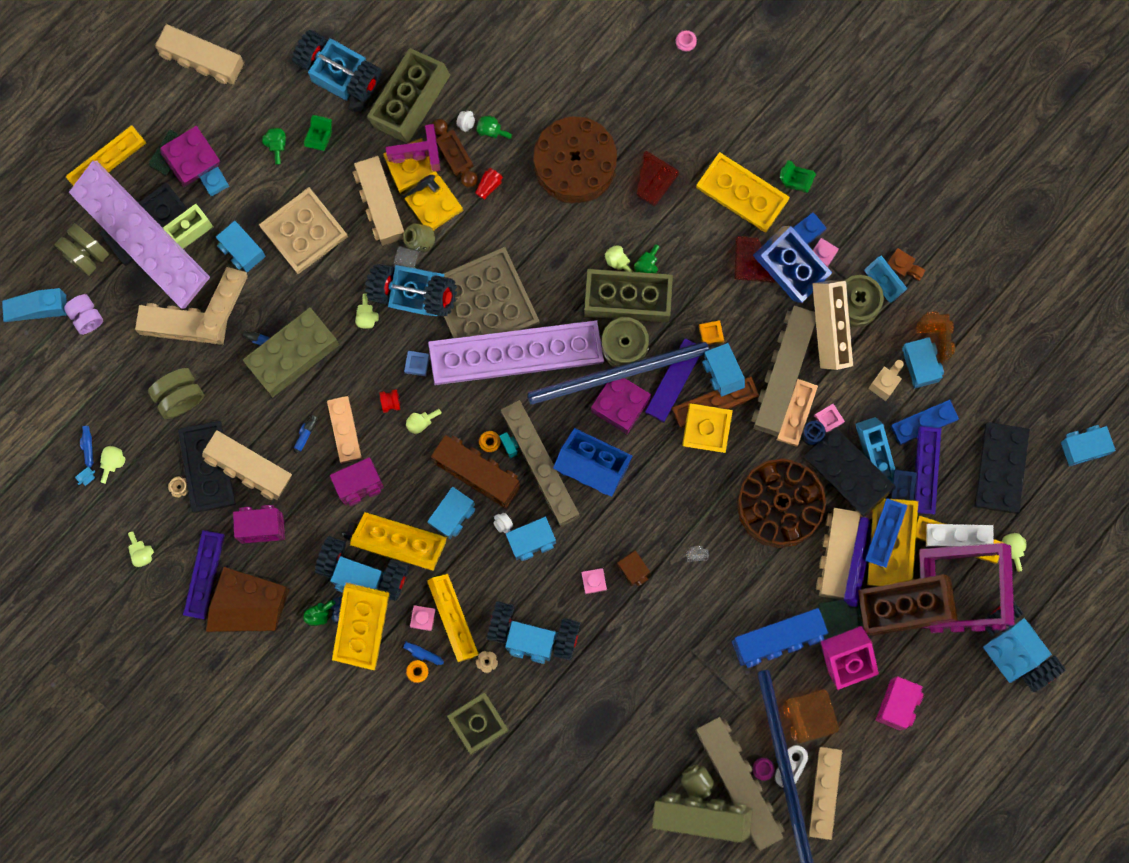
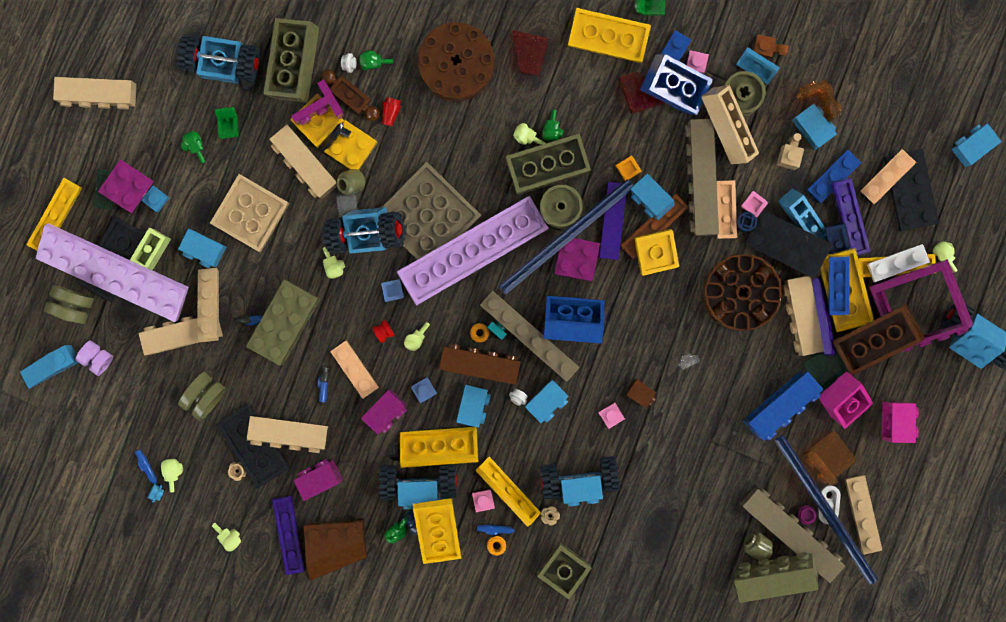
camera: 20 degrees left, 10 degrees up
(407, 478) = (424, 390): none -> medium blue plate
(981, 442) = (888, 176): none -> light nougat plate

